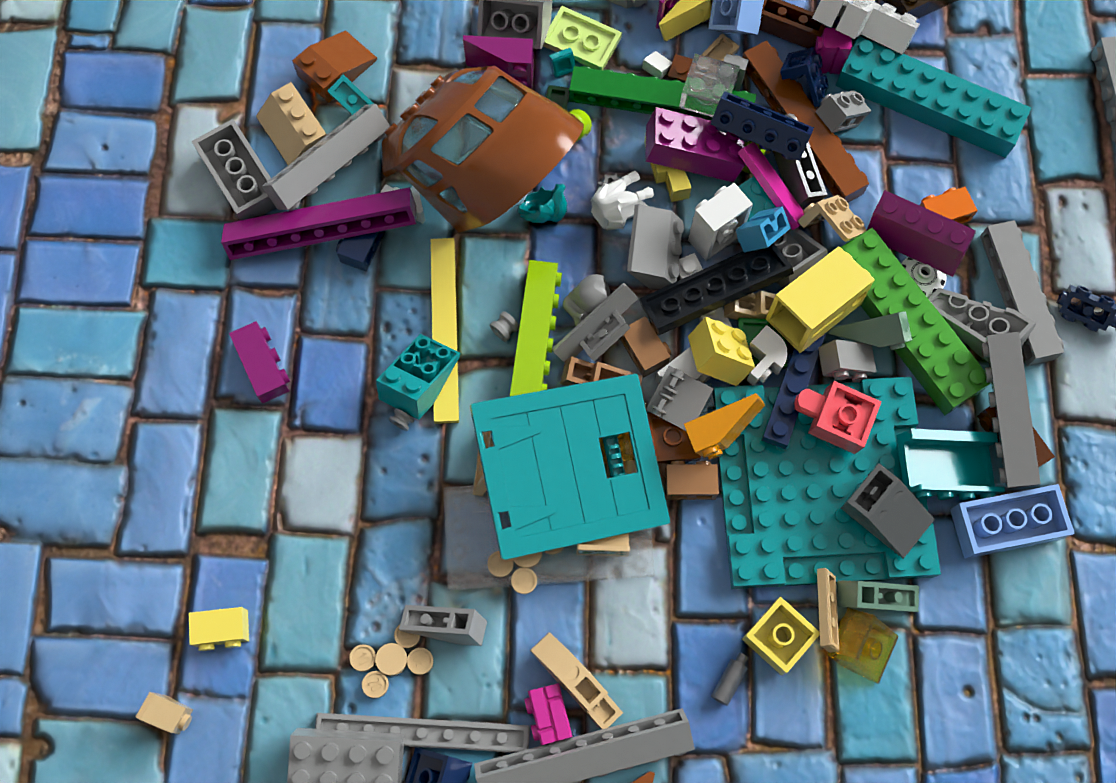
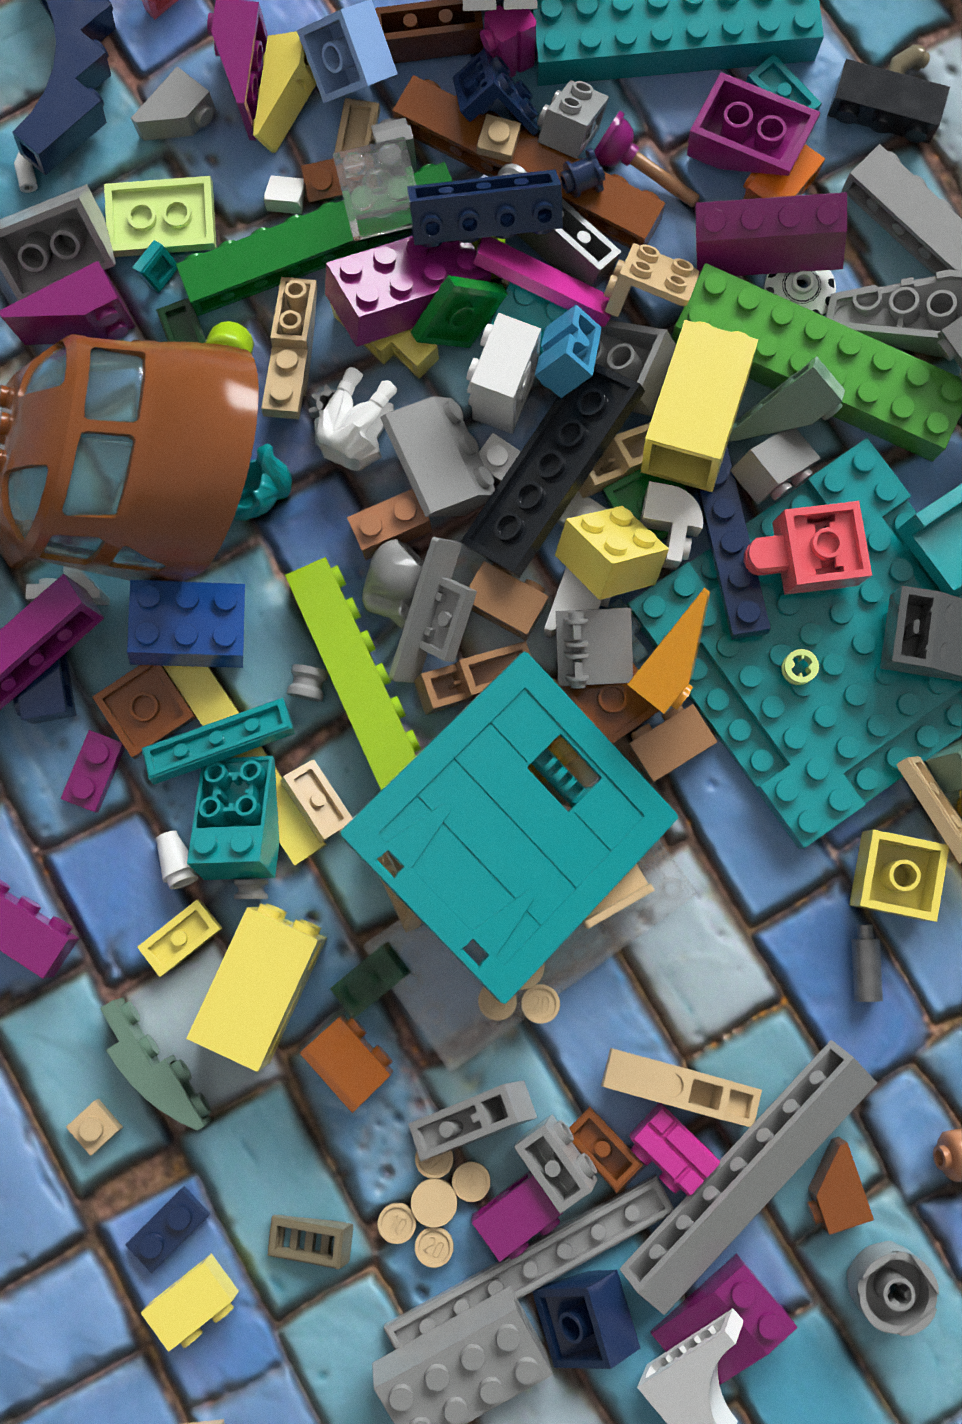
camera: 25 degrees left, 10 degrees up
(230, 498) = (94, 1127): none -> tan plate
(233, 580) = (167, 1229): none -> dark blue plate
(283, 492) = (160, 1083): none -> sand green slope
(320, 647) = (328, 1228): none -> dark tan slope
(345, 422) = (179, 938): none -> light yellow plate
(356, 305) = (93, 771): none -> magenta plate
(367, 382) = (173, 861): none -> white cone
(372, 471) = (257, 986): none -> light yellow brick
(394, 545) = (348, 1061): none -> dark orange slope
(406, 287) = (144, 707): none -> dark orange plate
(434, 695) = (516, 1217): none -> magenta brick
(435, 327) = (217, 741): none -> teal tile
(435, 507) = (370, 980): none -> clear green plate
(458, 255) = (186, 624): none -> blue brick
(467, 390) = (316, 800): none -> tan plate
(476, 677) = (557, 1162): none -> light grey brick
(508, 692) = (606, 1150): none -> dark orange slope
(609, 264) = (389, 520): none -> nougat brick
(610, 145) = (291, 348): none -> tan slope
(713, 173) = (458, 312): none -> green plate
(787, 486) = (811, 670): none -> yellowish green bush
(794, 98) = (498, 138): none -> tan plate
(829, 141) = (582, 175): none -> dark blue brick
(859, 139) = (619, 147): none -> piece
(941, 170) = (749, 129): none -> magenta slope
(975, 164) = (778, 79): none -> teal plate
(1034, 201) = (888, 101): none -> black brick
(1054, 186) = (912, 57): none -> dark tan arm

